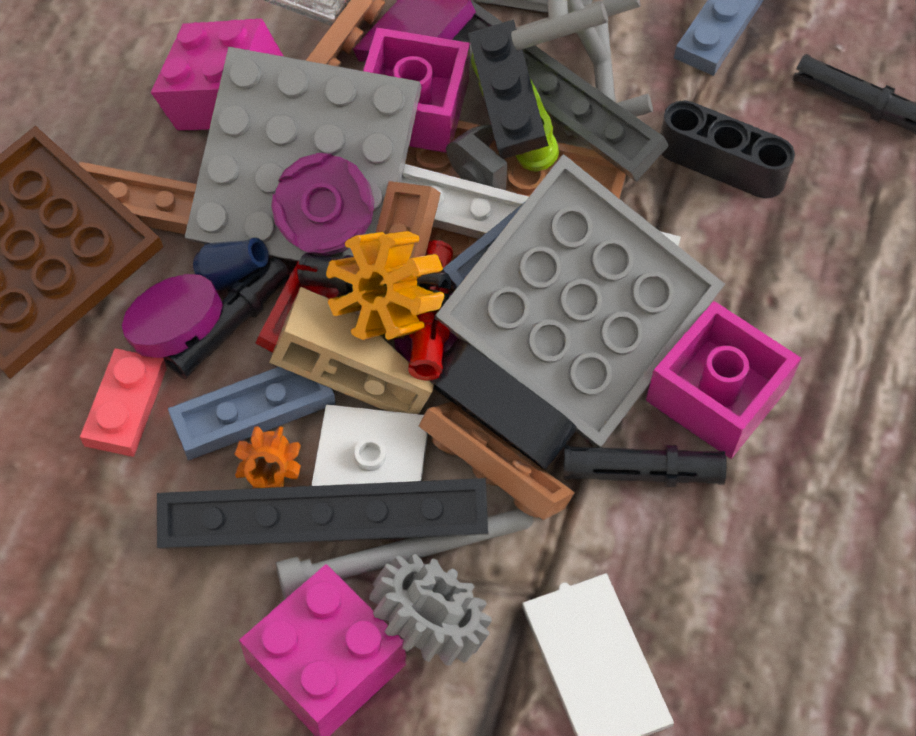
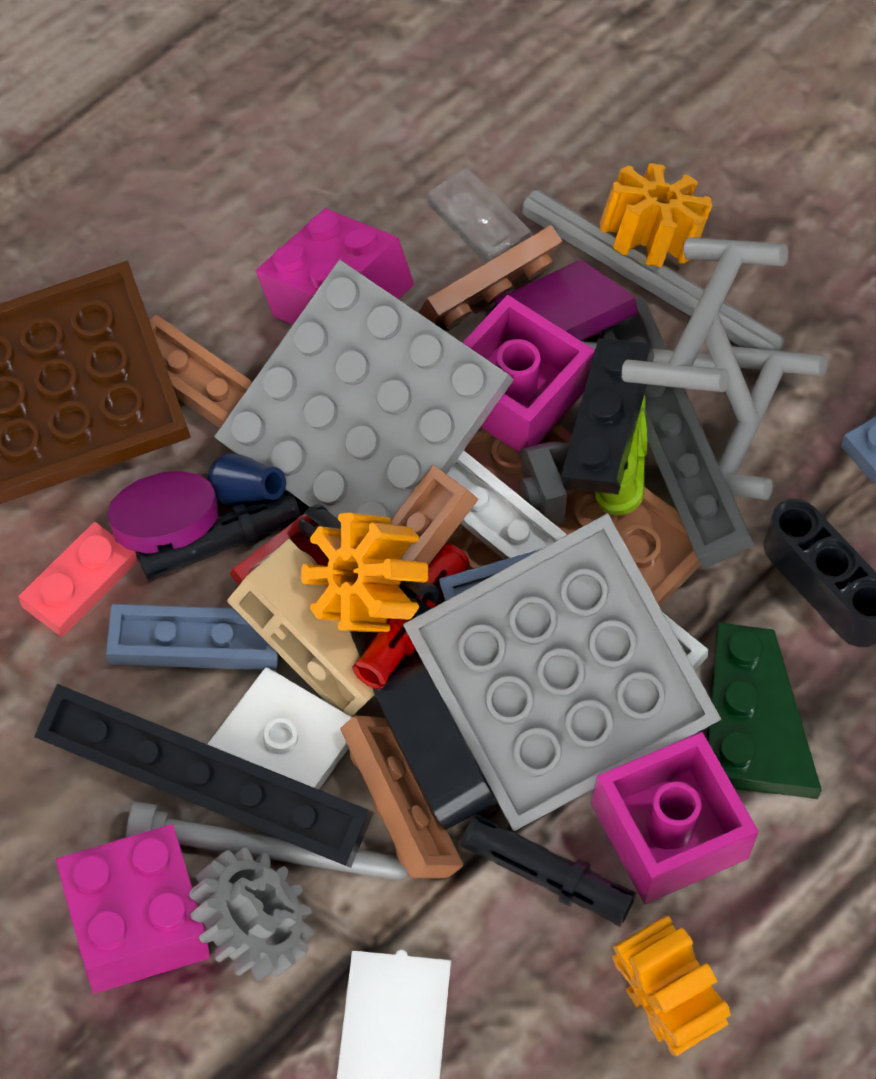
camera: 25 degrees right, 0 degrees up
(274, 448) = (178, 697): orange gear -> none
(322, 203) = (355, 461): magenta tile -> none
(750, 285) = (760, 726): none -> dark green wing
(799, 509) = (671, 985): none -> light orange gear

